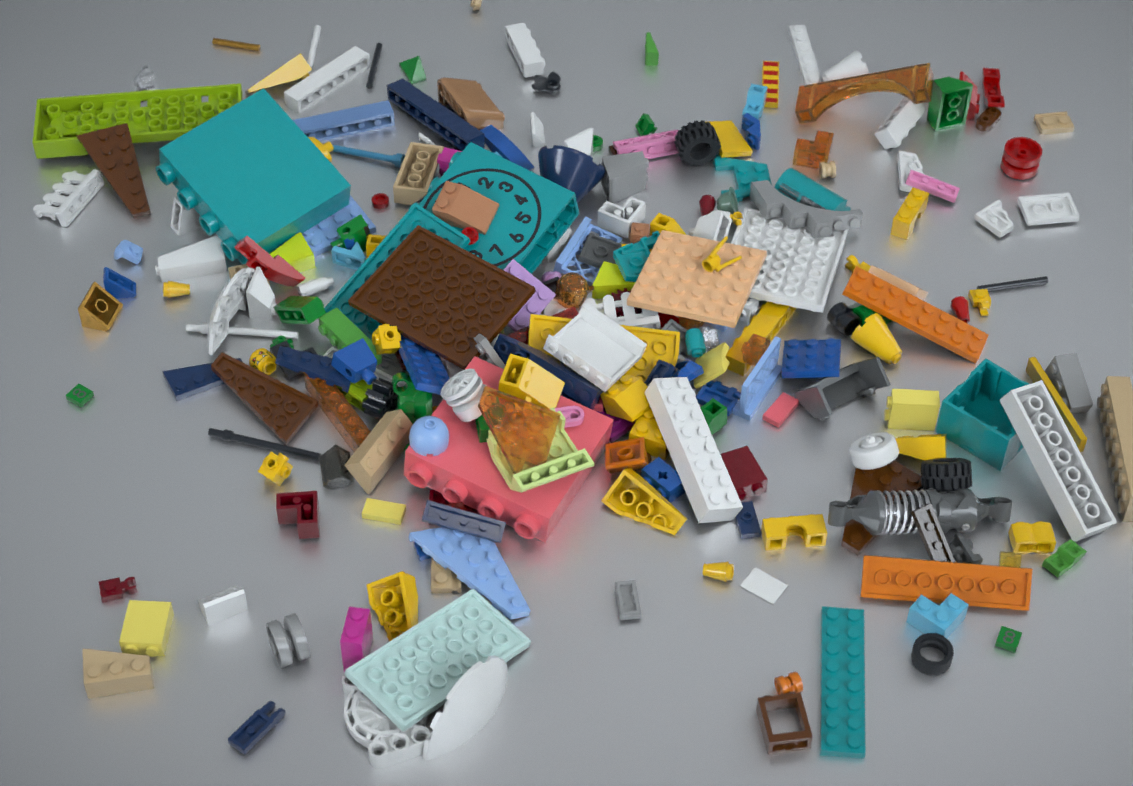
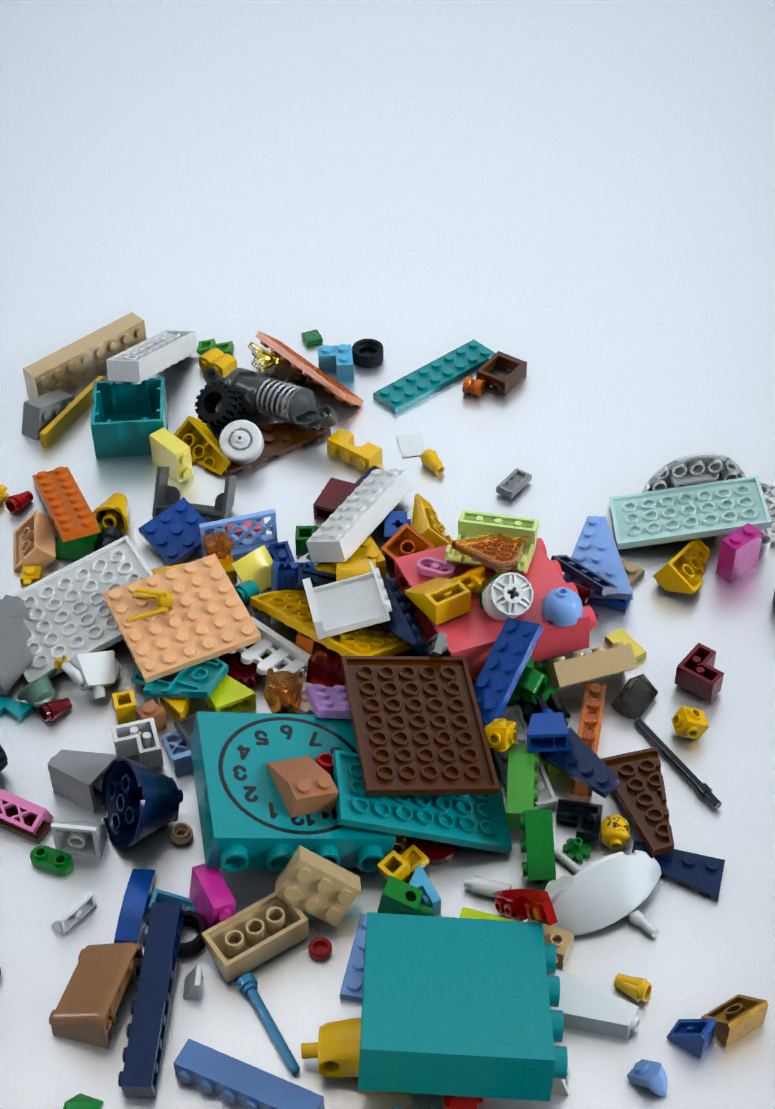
camera: 135 degrees left, 5 degrees down
(402, 196) = (317, 886): none -> tan brick

